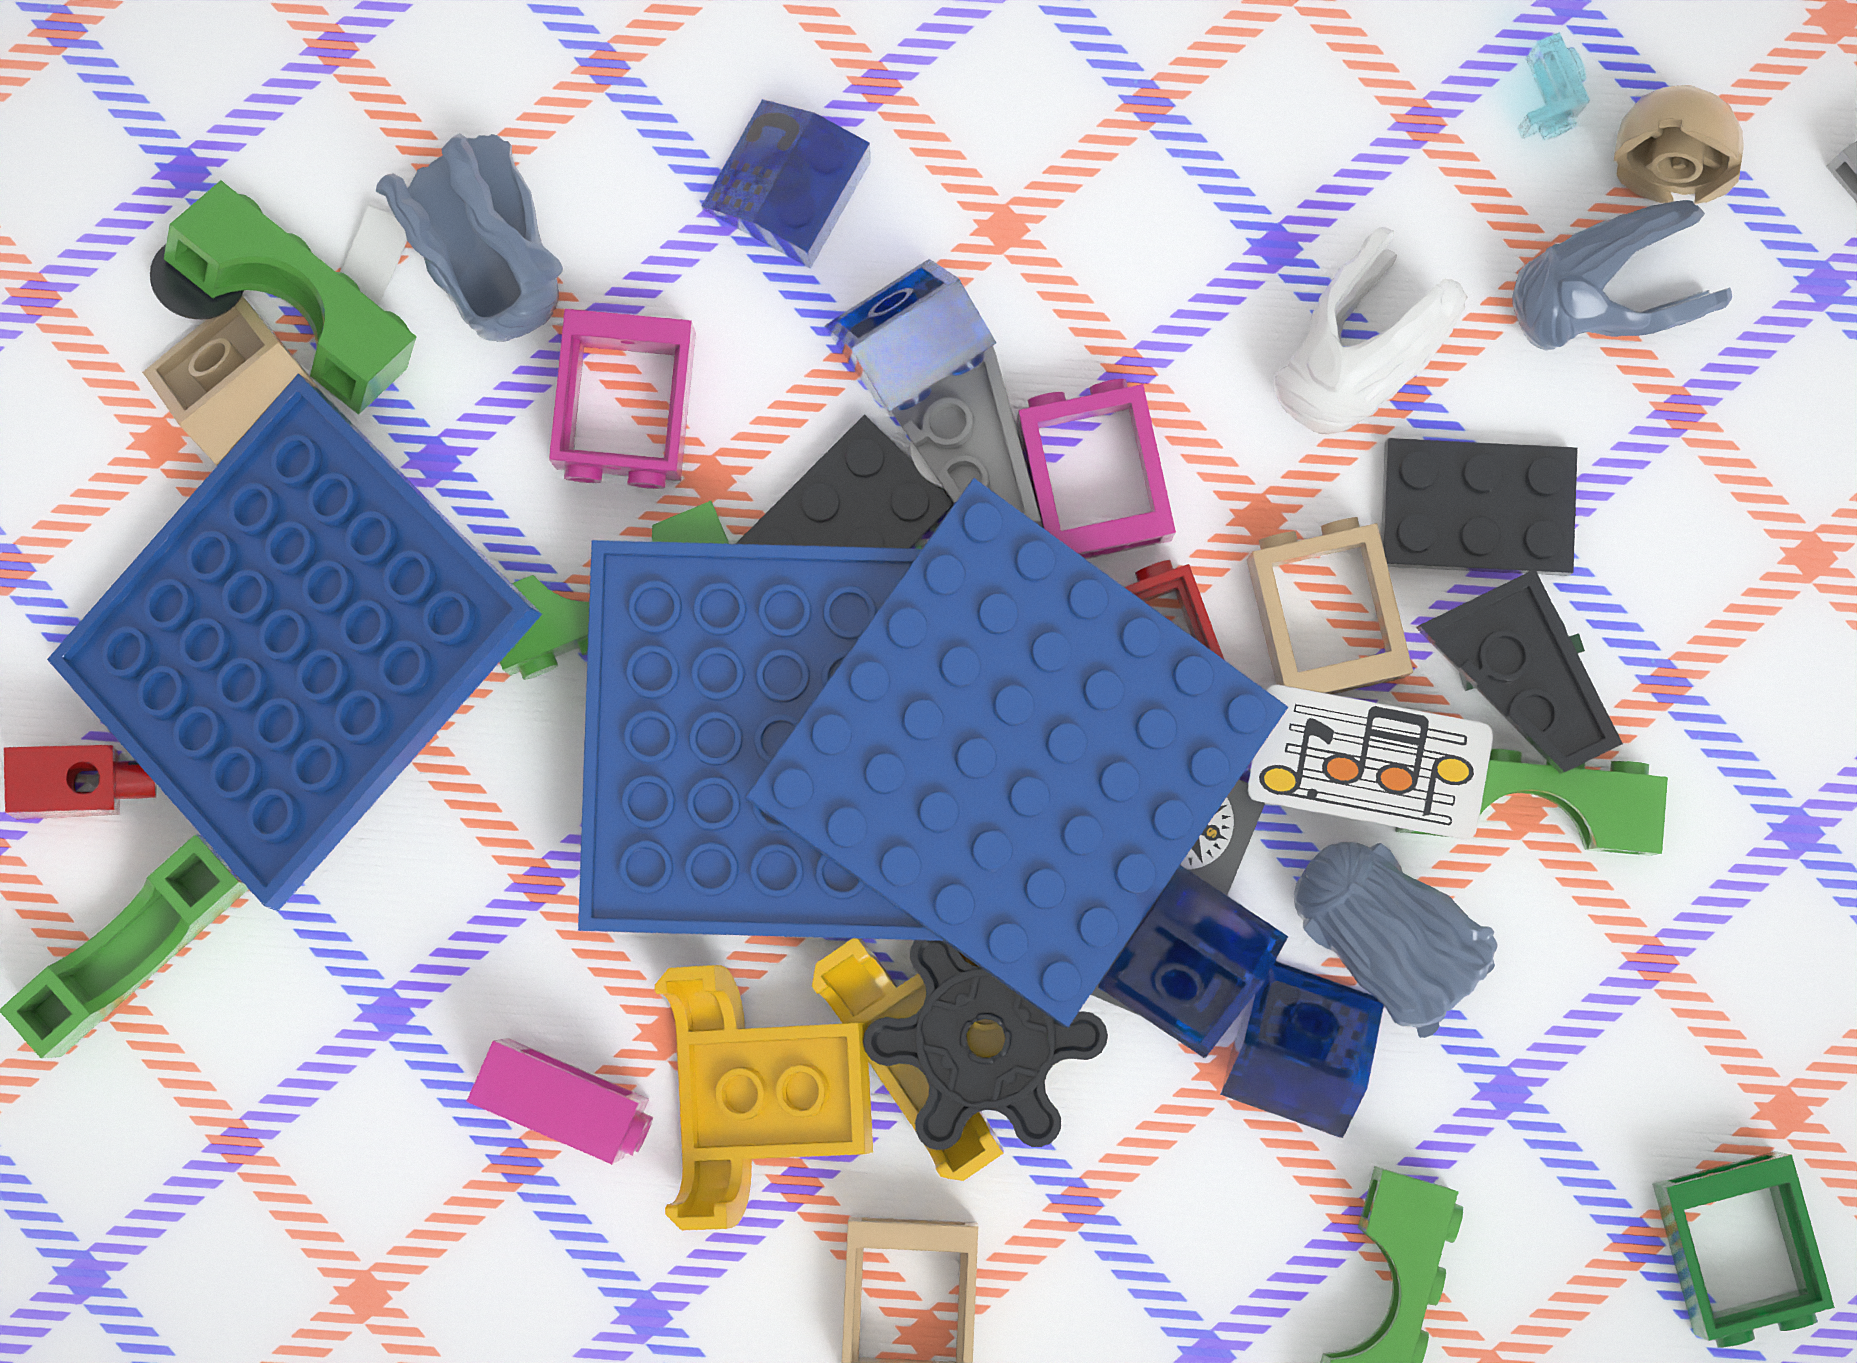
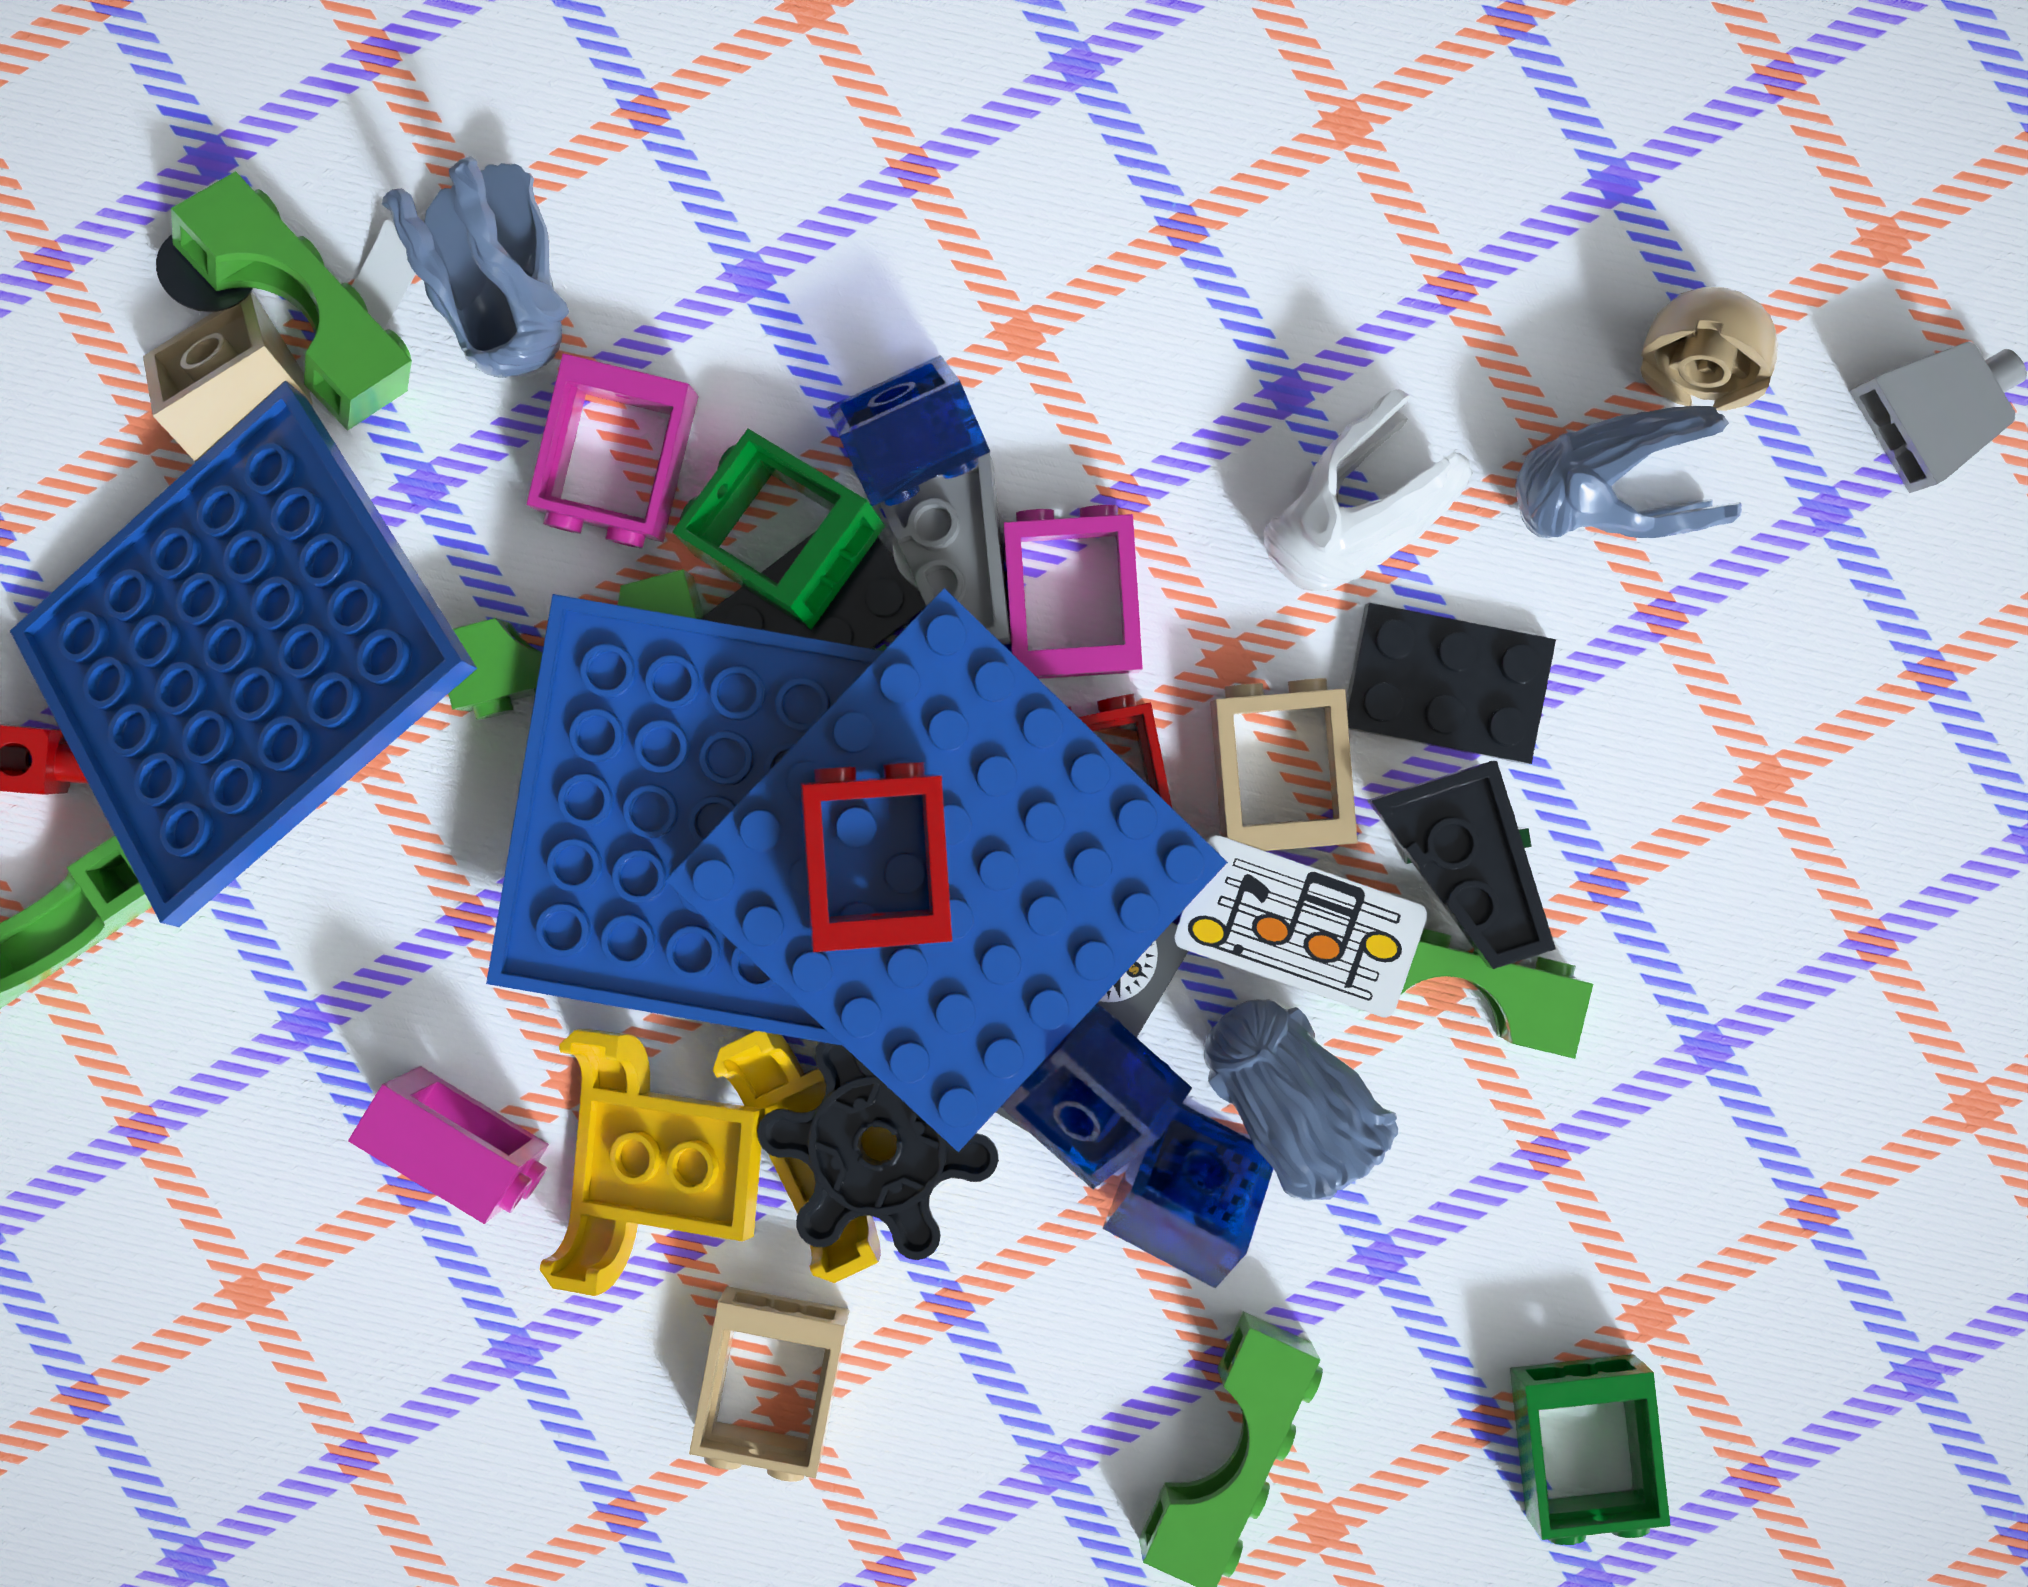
camera: 10 degrees right, 5 degrees up
(789, 179) = (812, 254): clear blue slope -> none
(848, 477) = (825, 559): none -> green window
(907, 675) = (884, 928): none -> red window
(1560, 80) = (1599, 265): clear light blue bracket -> none

